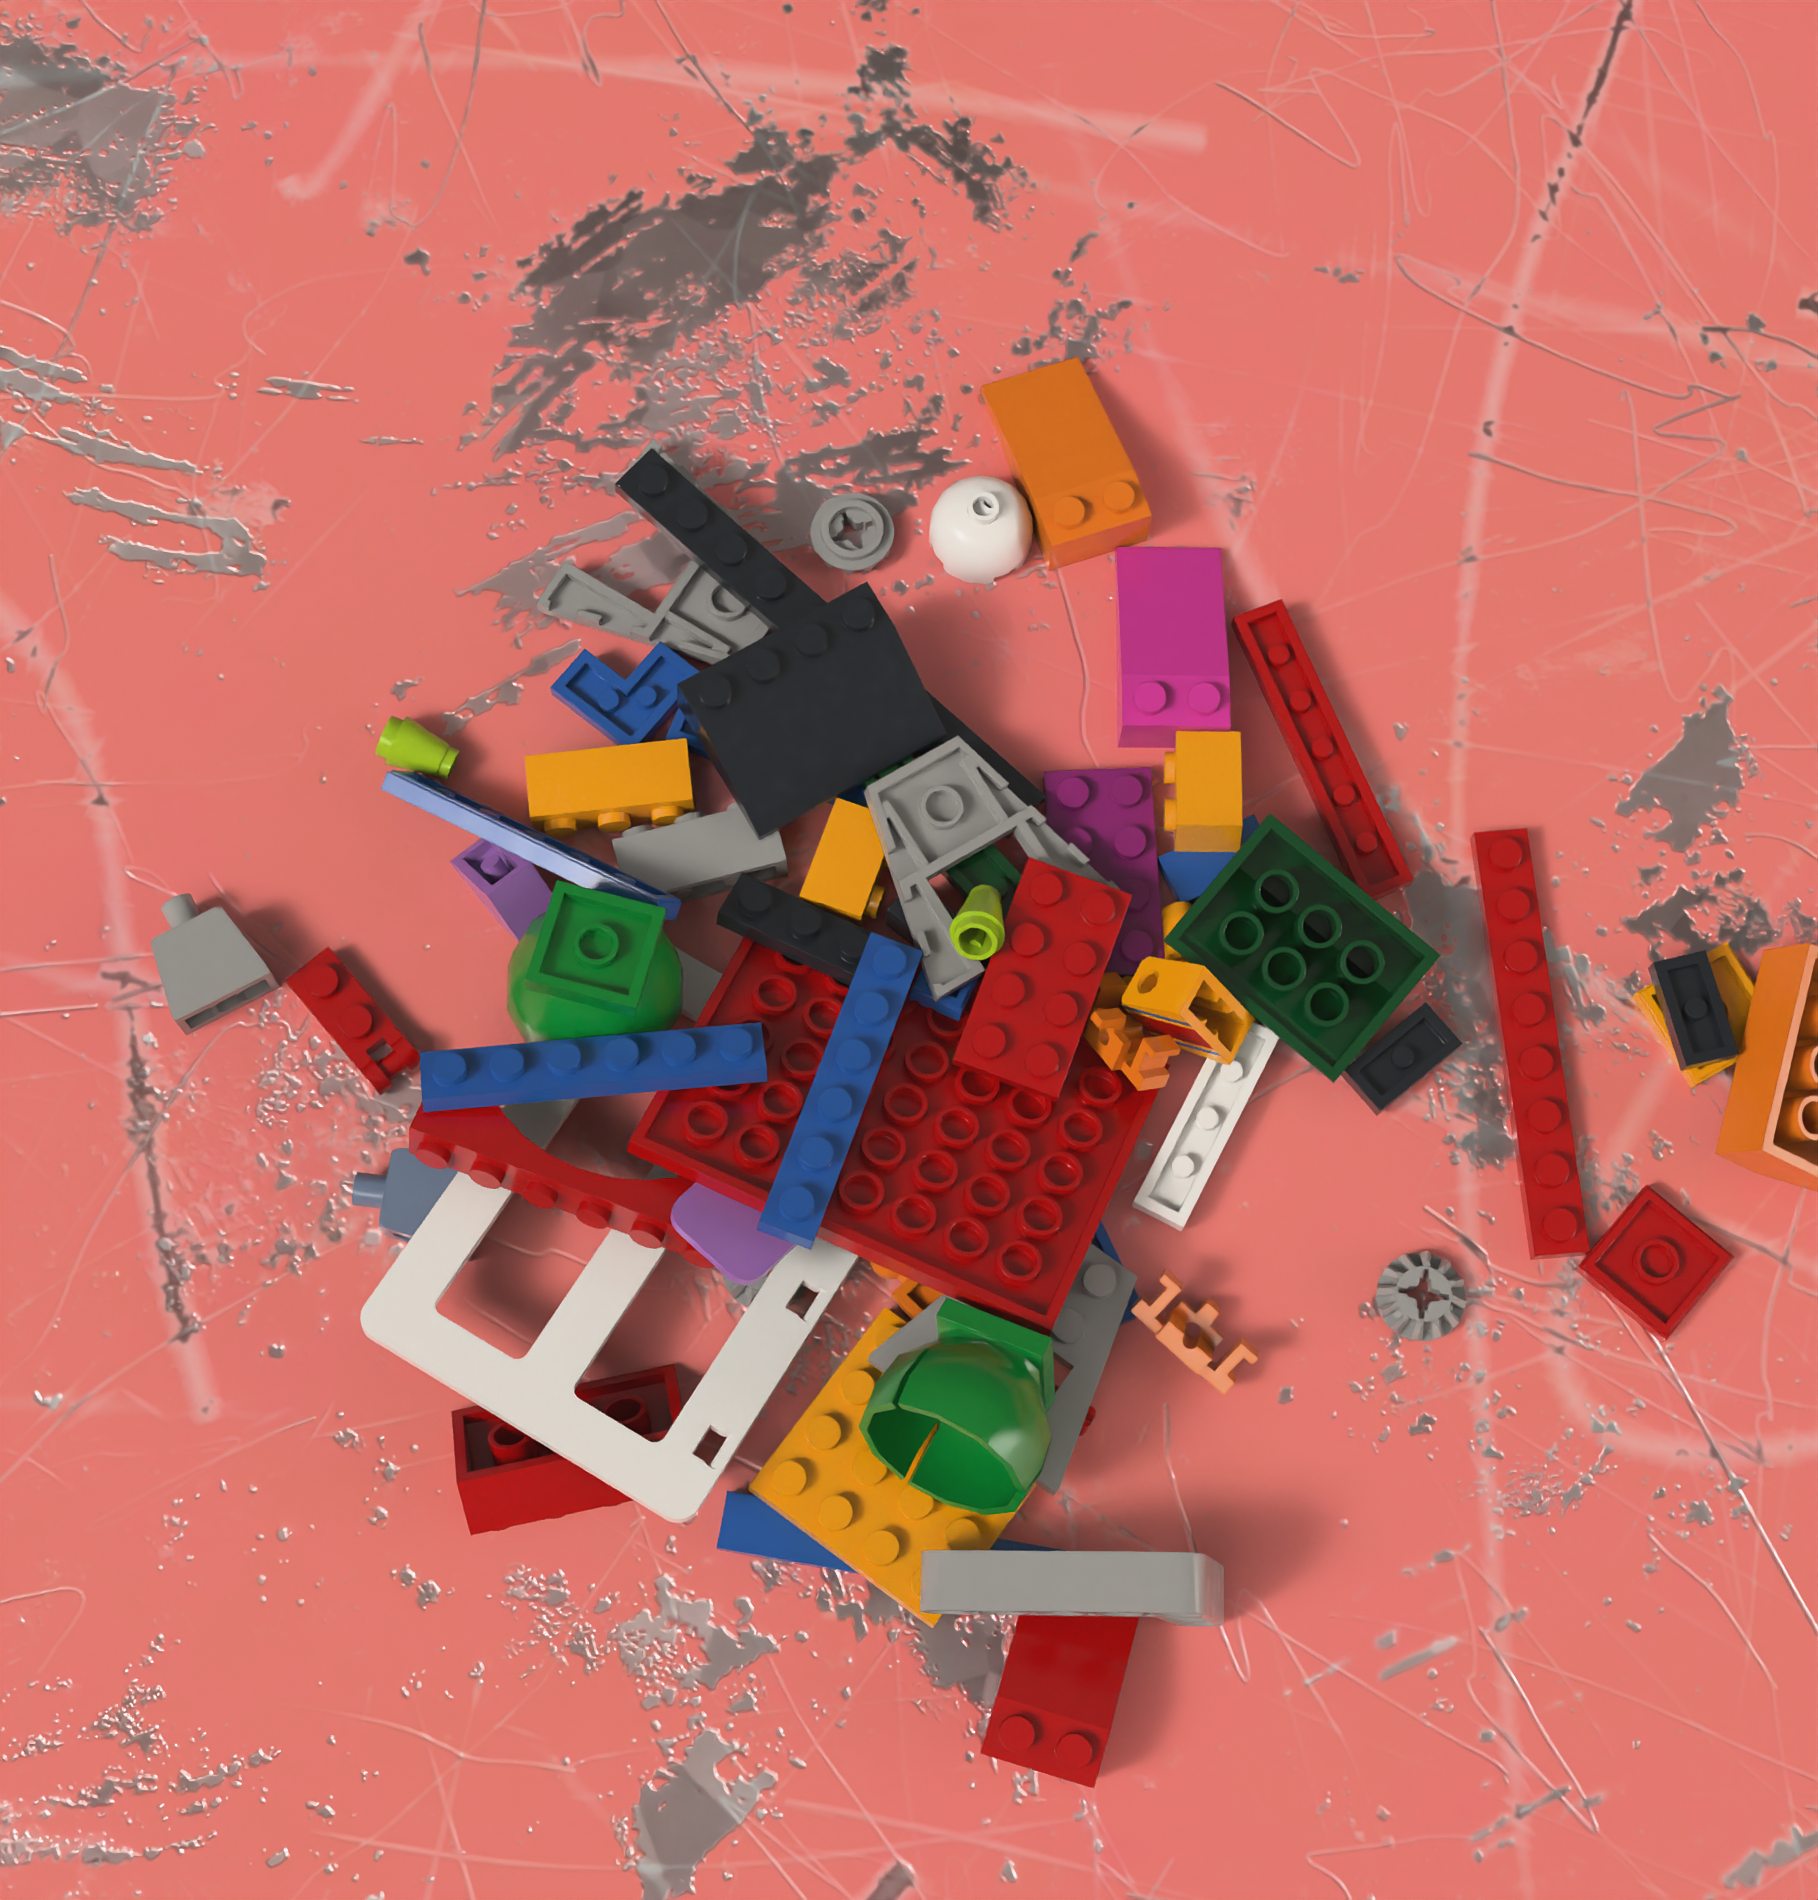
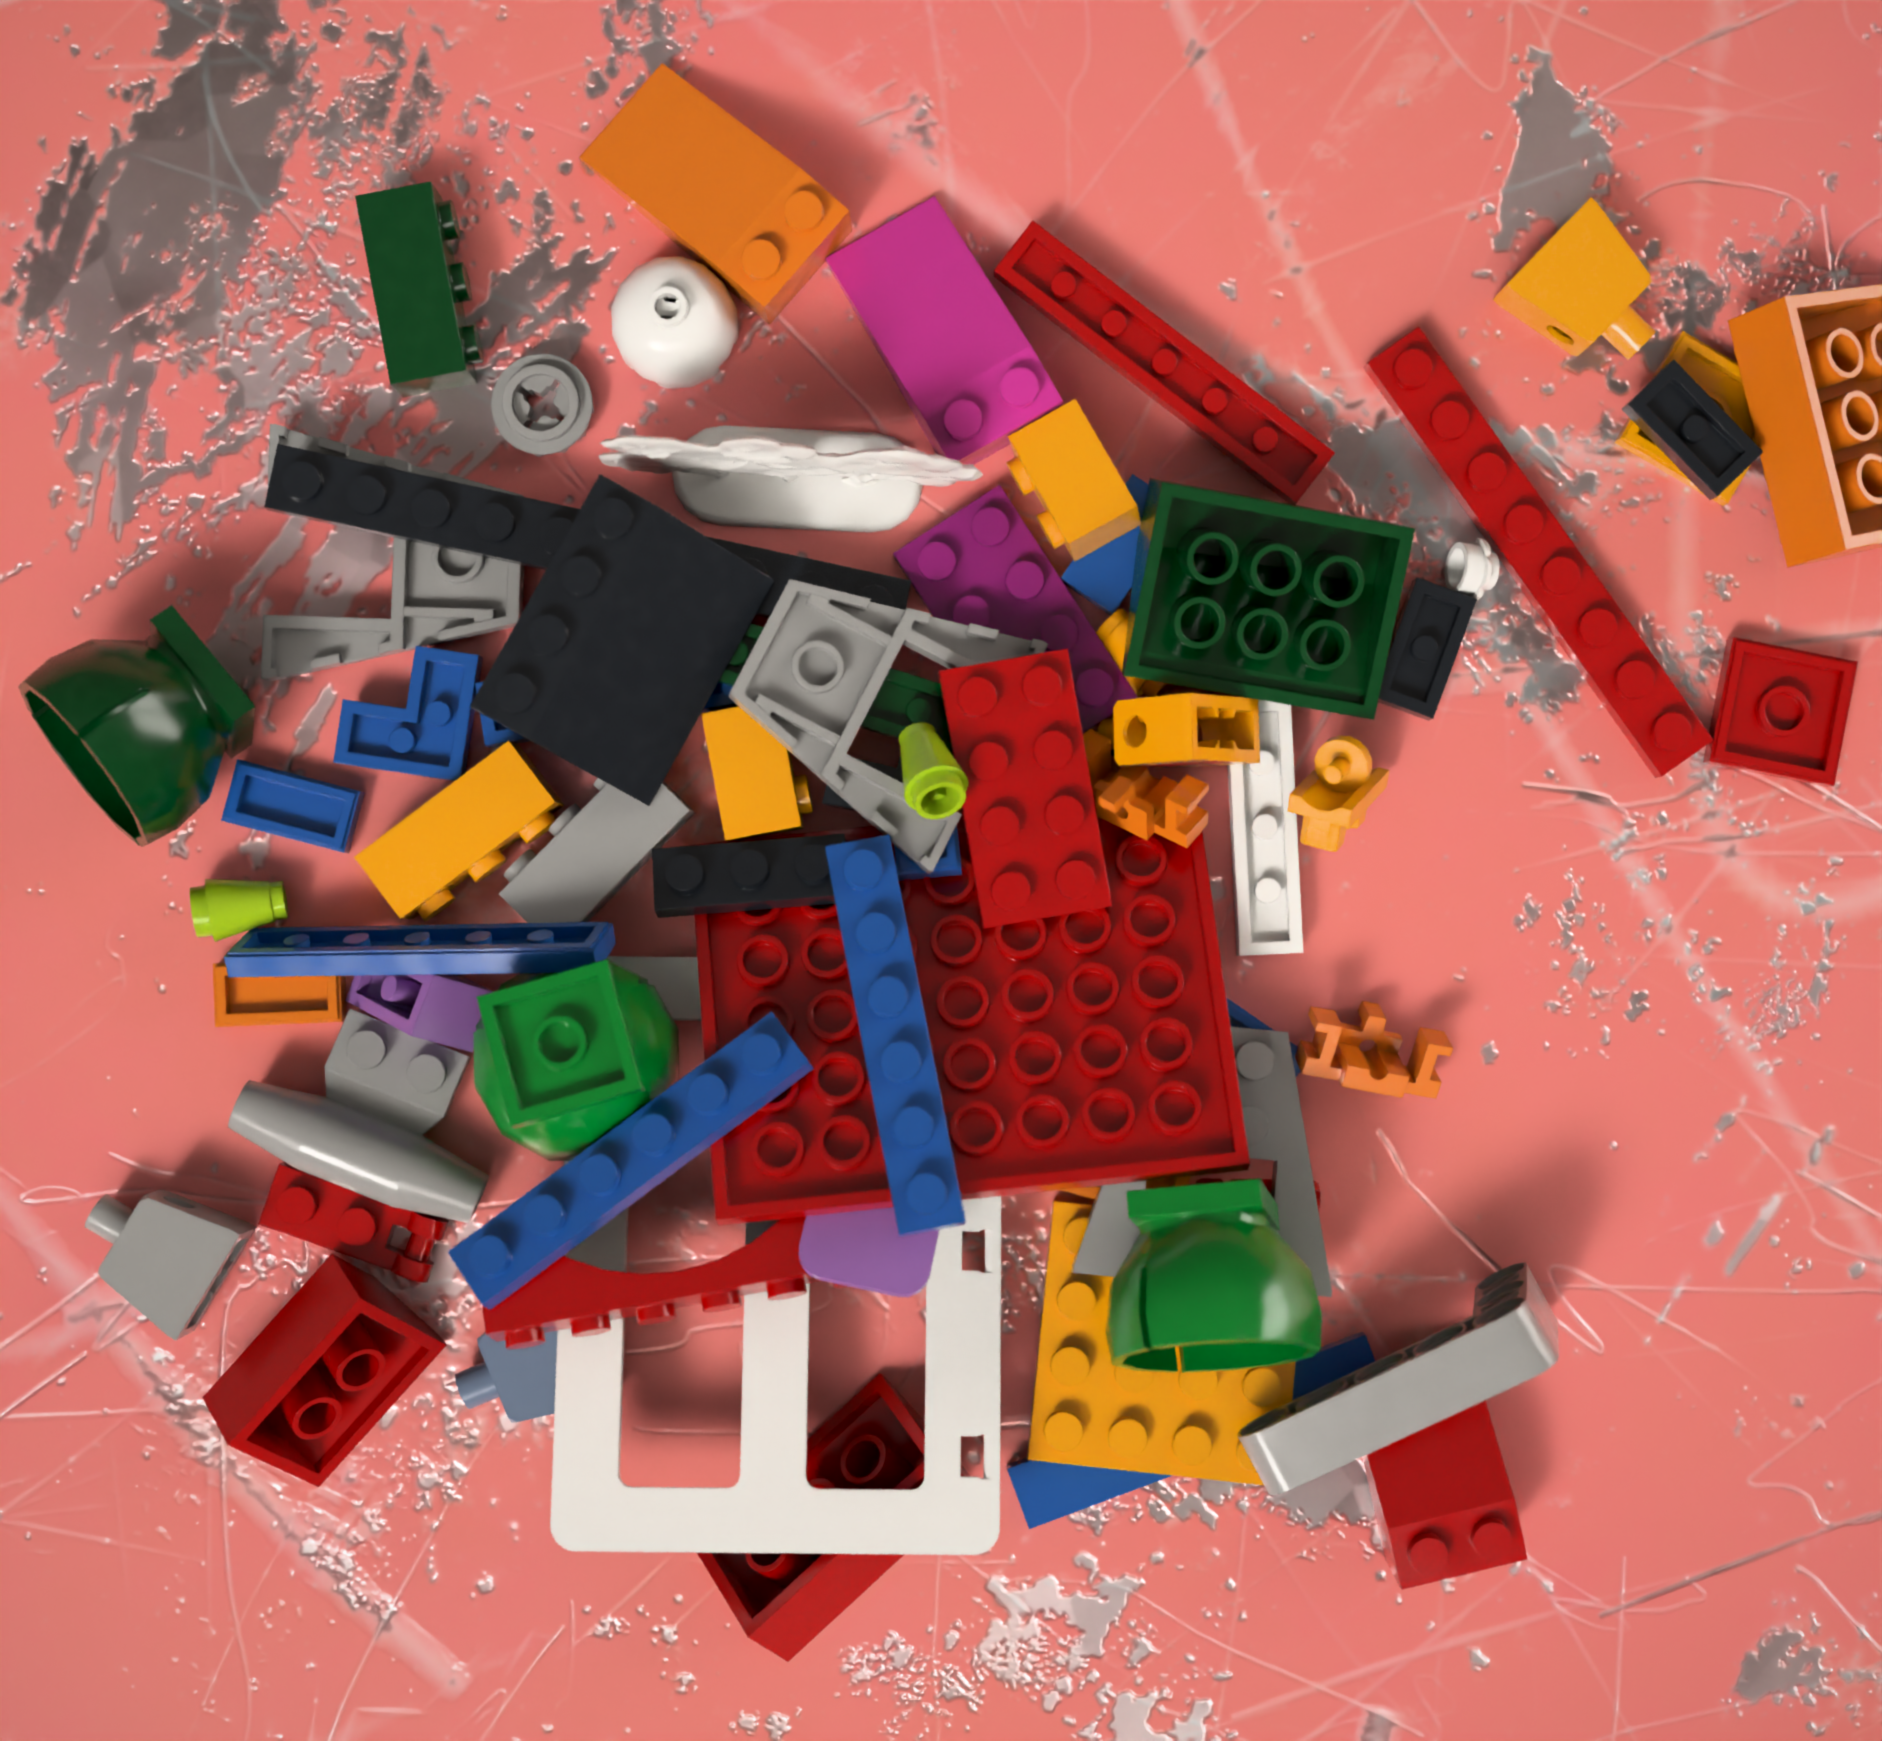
camera: 30 degrees left, 15 degrees up
(262, 1114) = (322, 1372): none -> red slope
(406, 830) = (277, 999): none -> orange tile
(411, 958) = (372, 1122): none -> light grey plate
(435, 578) = (142, 723): none -> dark green plate
(500, 705) = (293, 806): none -> blue tile
(813, 409) = (419, 289): none -> dark green brick
(989, 671) = (791, 476): none -> white plant
(1275, 1120) = (1336, 792): none -> light orange hips
(1401, 1311) = (1544, 867): light grey gear -> none
(1472, 1021) = (1471, 568): none -> white plate
(1664, 865) = (1582, 287): none -> light orange torso

